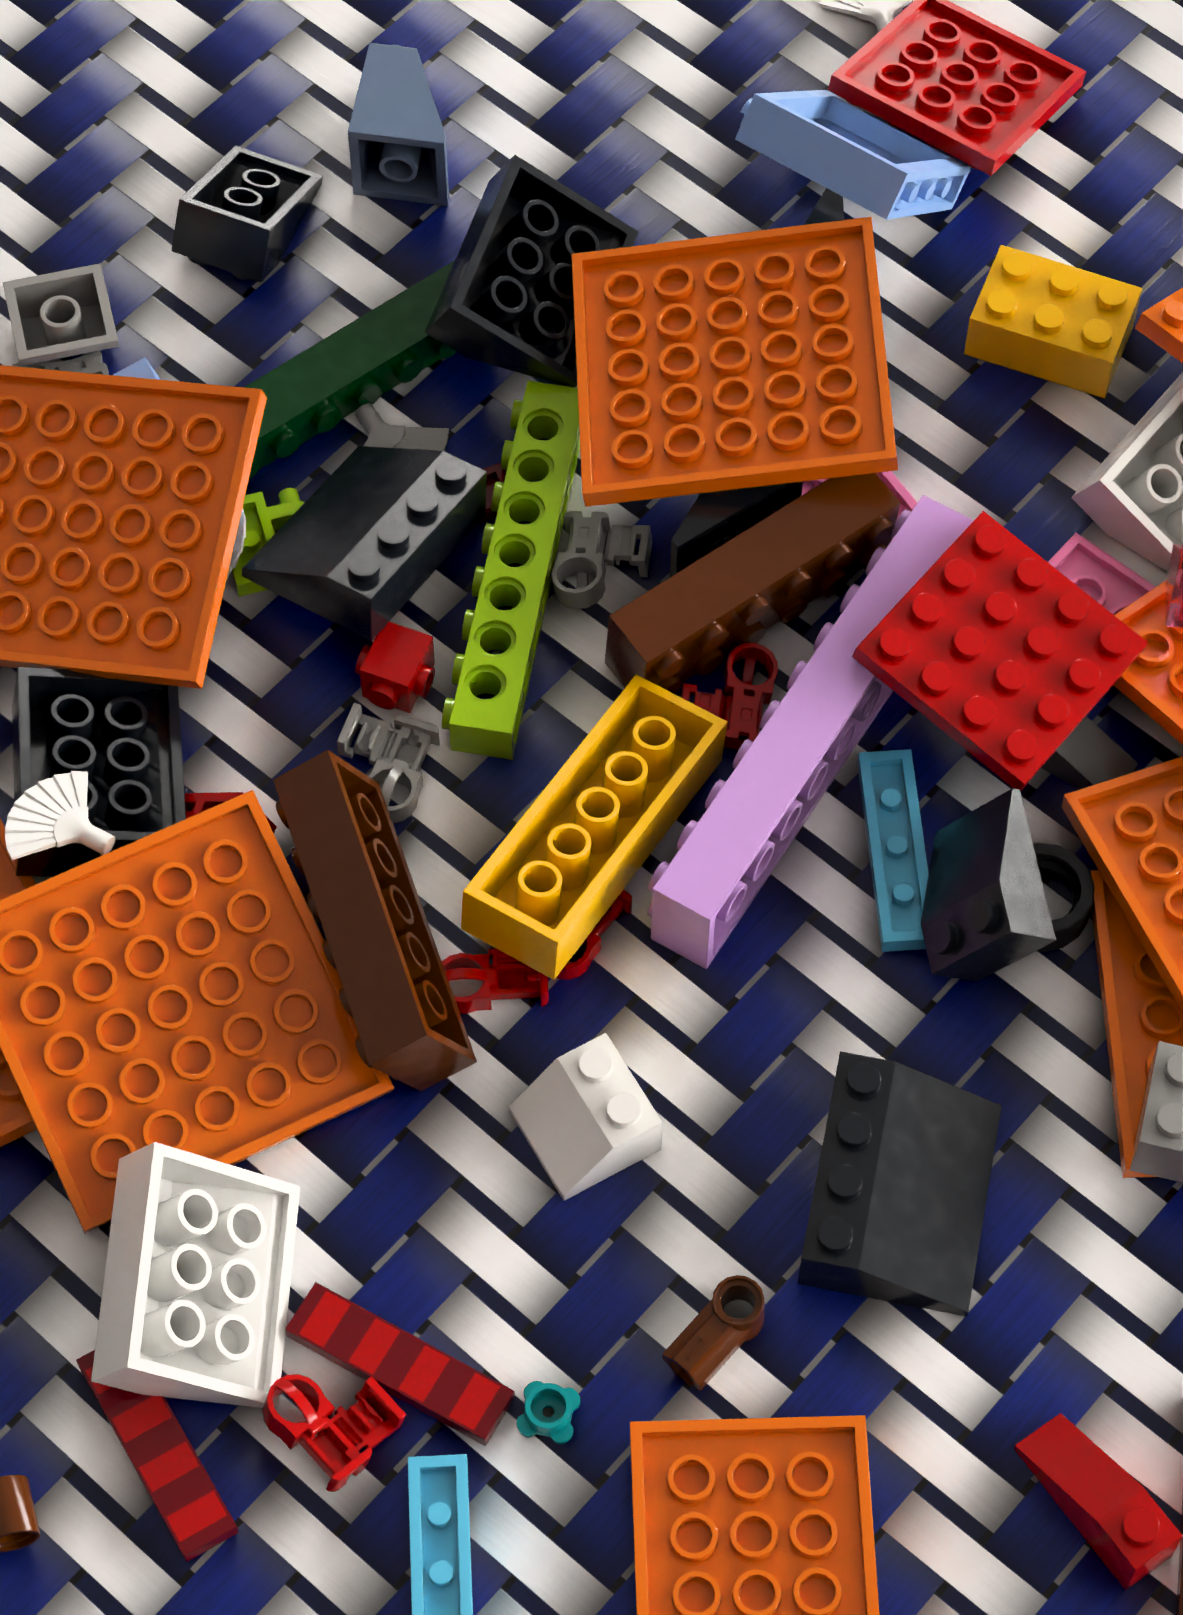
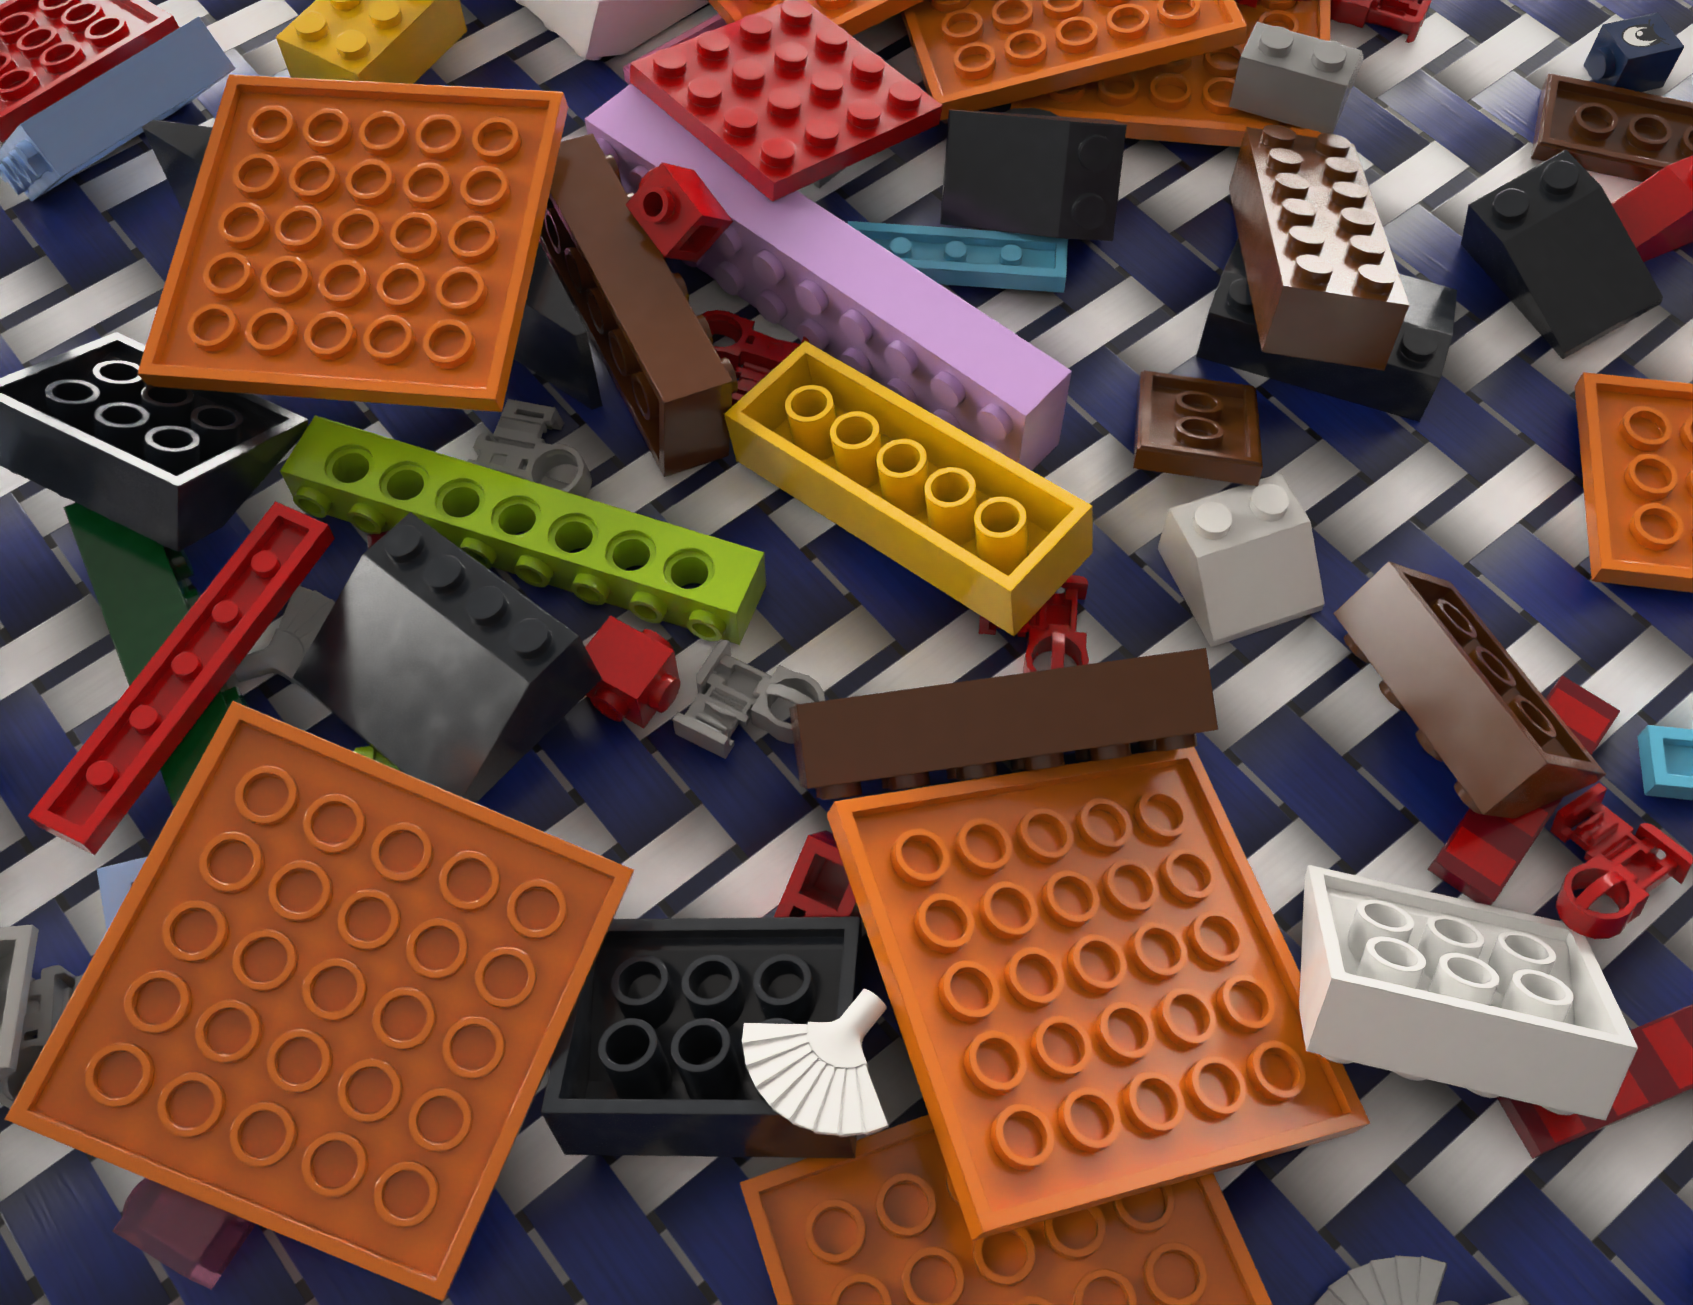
camera: 80 degrees left, 0 degrees up
(329, 371) = (181, 679): none -> red plate
(474, 1297) = (1464, 694): none -> reddish brown slope
(548, 1395) = (1587, 637): teal plate -> none
(714, 1335) = (1478, 468): reddish brown piece -> none
(715, 1060) = (1197, 428): none -> reddish brown tile
(821, 585) = (678, 212): none -> red brick
(924, 1121) = (1315, 250): none -> reddish brown brick
(1015, 1395) = (1560, 254): none -> black slope

